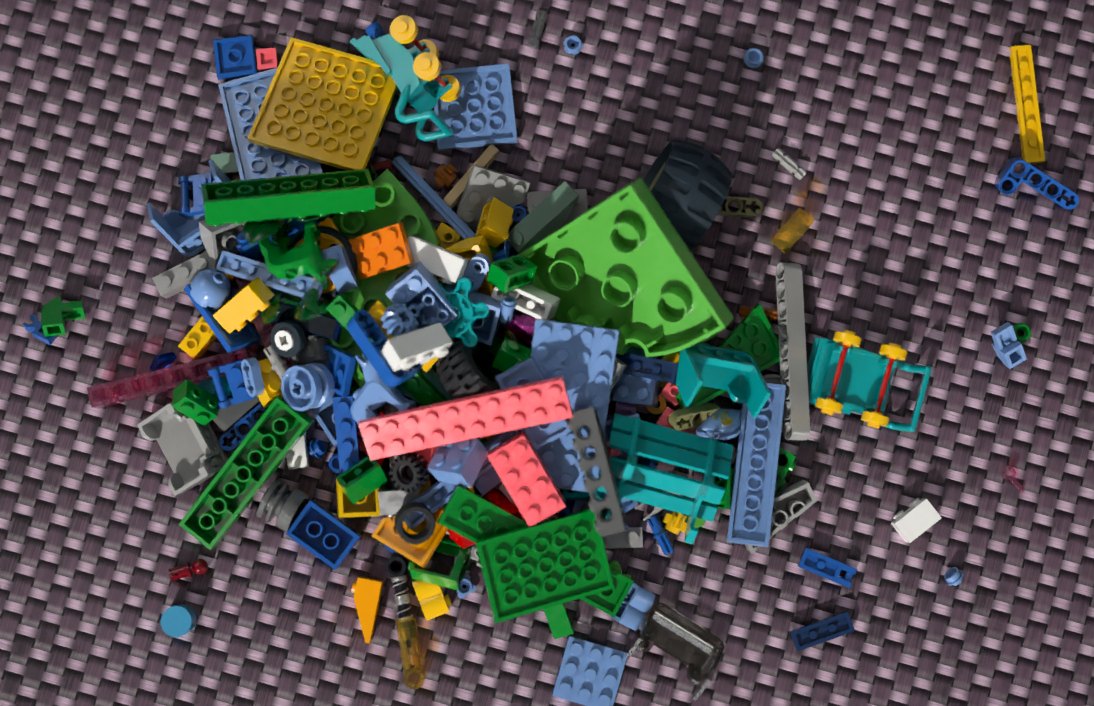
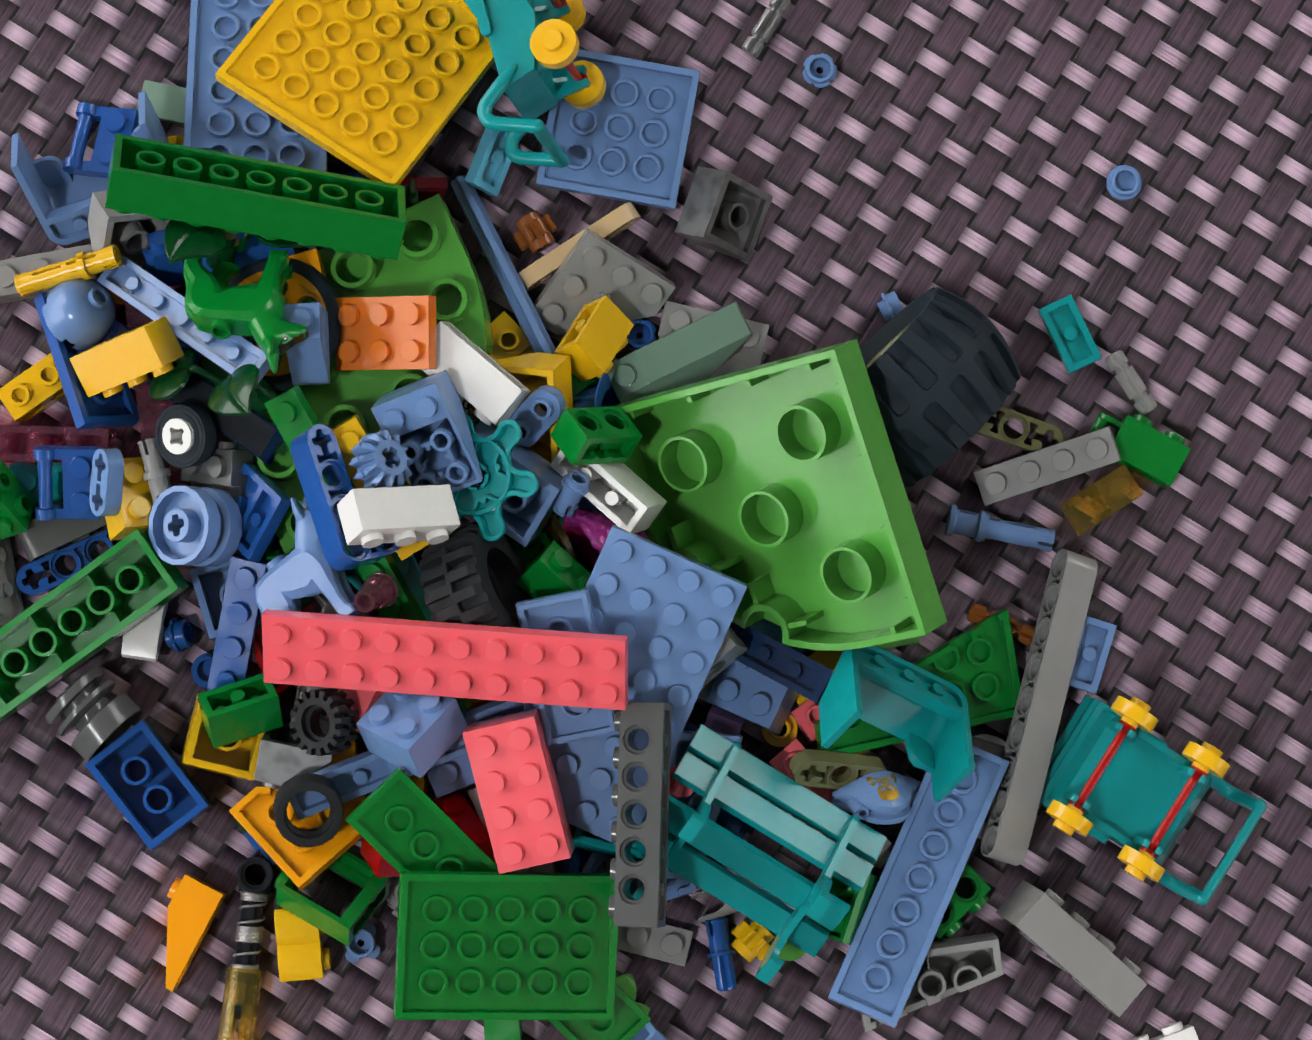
camera: 15 degrees right, 0 degrees up
(205, 263) = (83, 266): none -> yellow pin
(410, 144) = (489, 163): none -> medium azure plate
(417, 393) = (376, 593): none -> clear pink cone
(544, 136) = (723, 213): none -> flat silver slope
(648, 159) = (889, 305): none -> medium blue plate
(732, 263) = (983, 526): none -> medium blue pin
(748, 147) = (1069, 334): none -> teal plate
(758, 220) = (1047, 466): none -> light grey plate
(806, 196) = (1145, 449): none -> green brick
(812, 315) = (1092, 654): none -> medium blue plate
(848, 474) = (1072, 947): none -> light grey wedge

